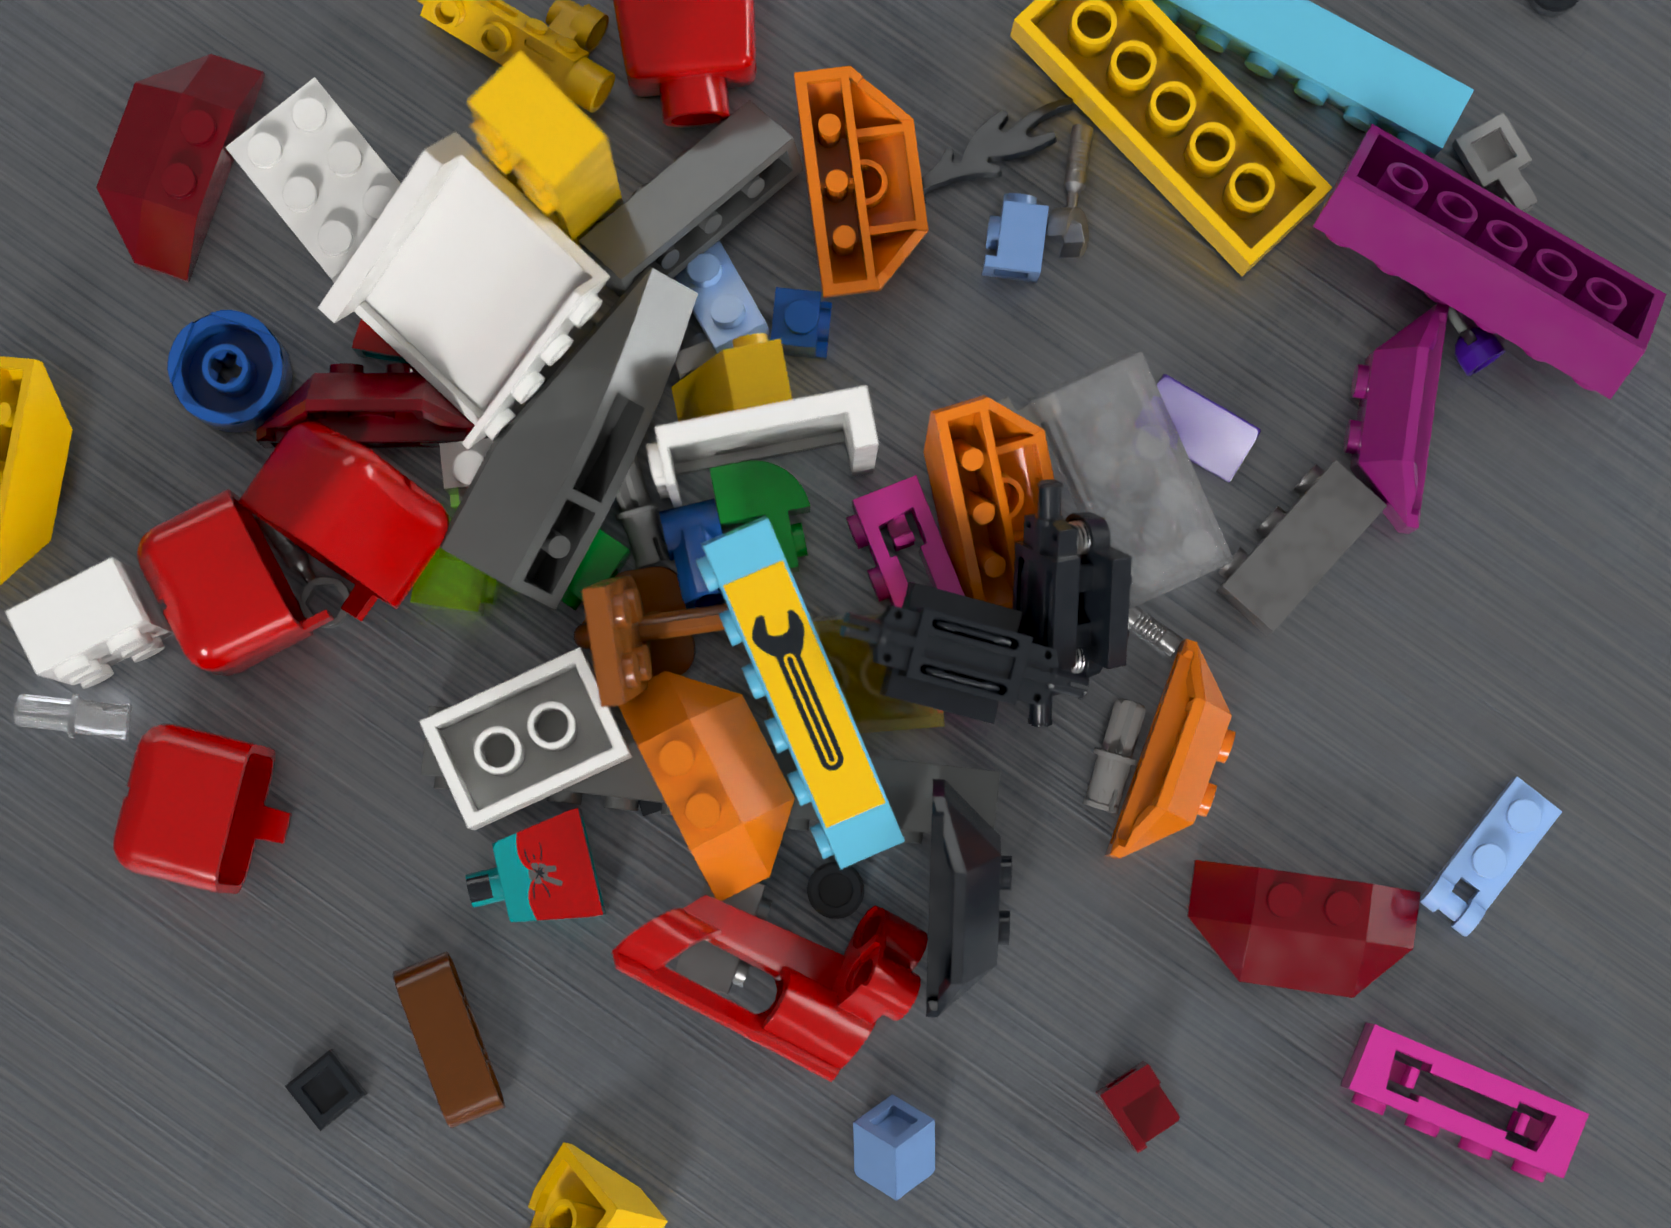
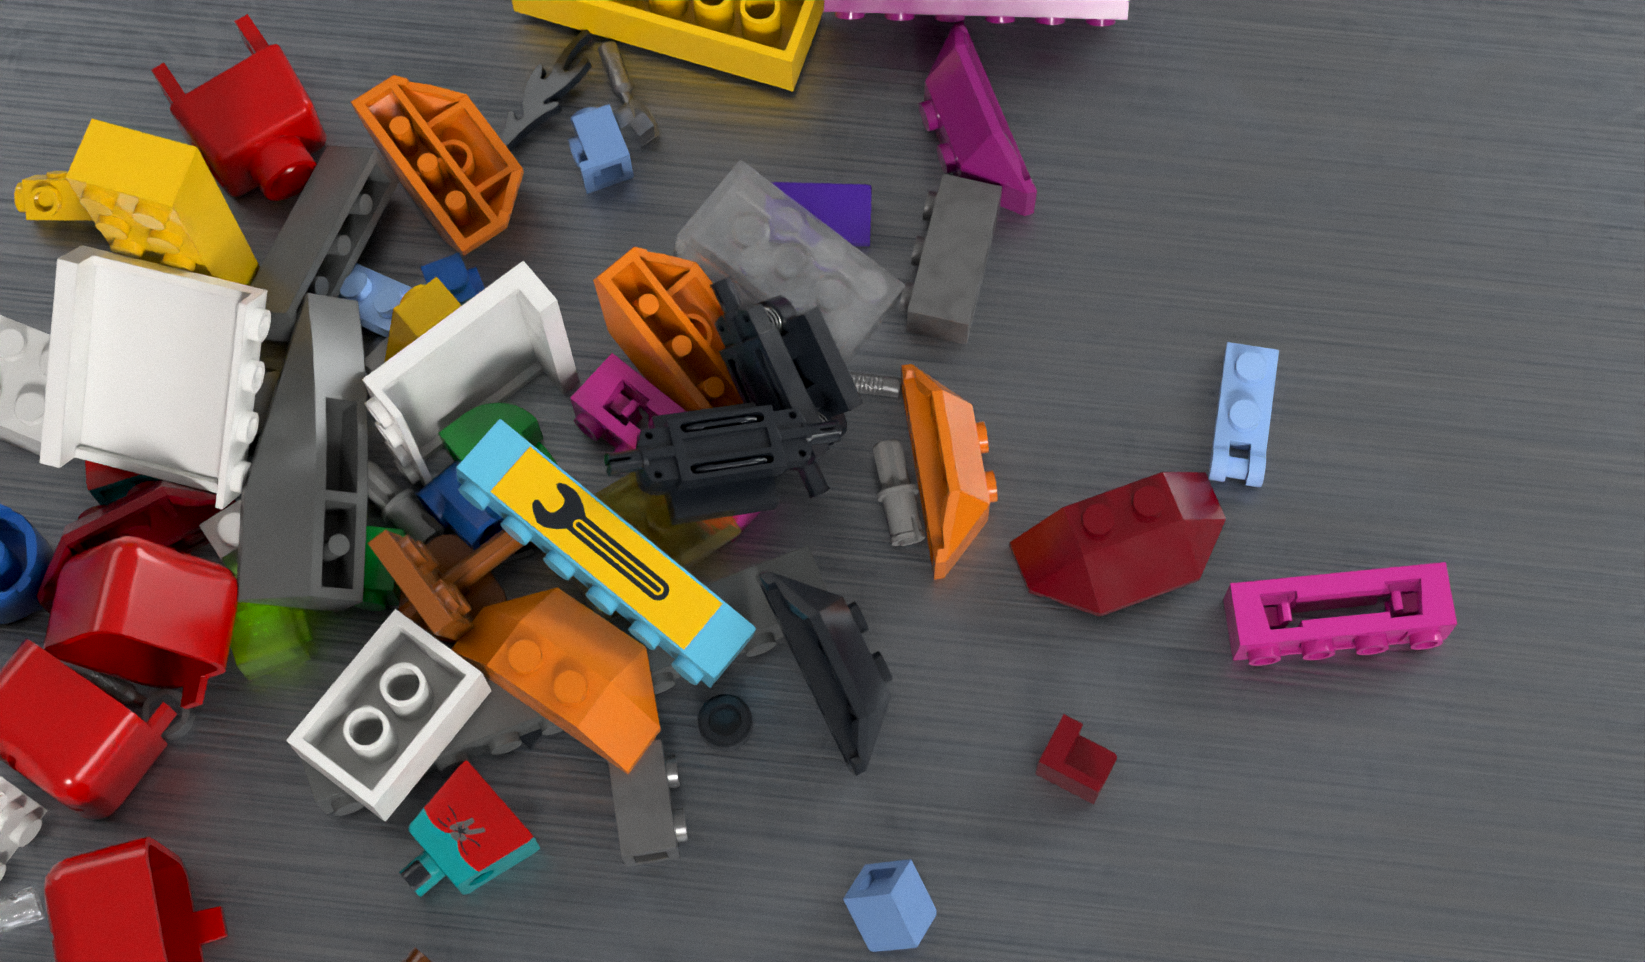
camera: 20 degrees left, 15 degrees down
(822, 997) = (760, 811): red panel -> none
(1474, 346) = (1003, 50): dark purple hinge -> none

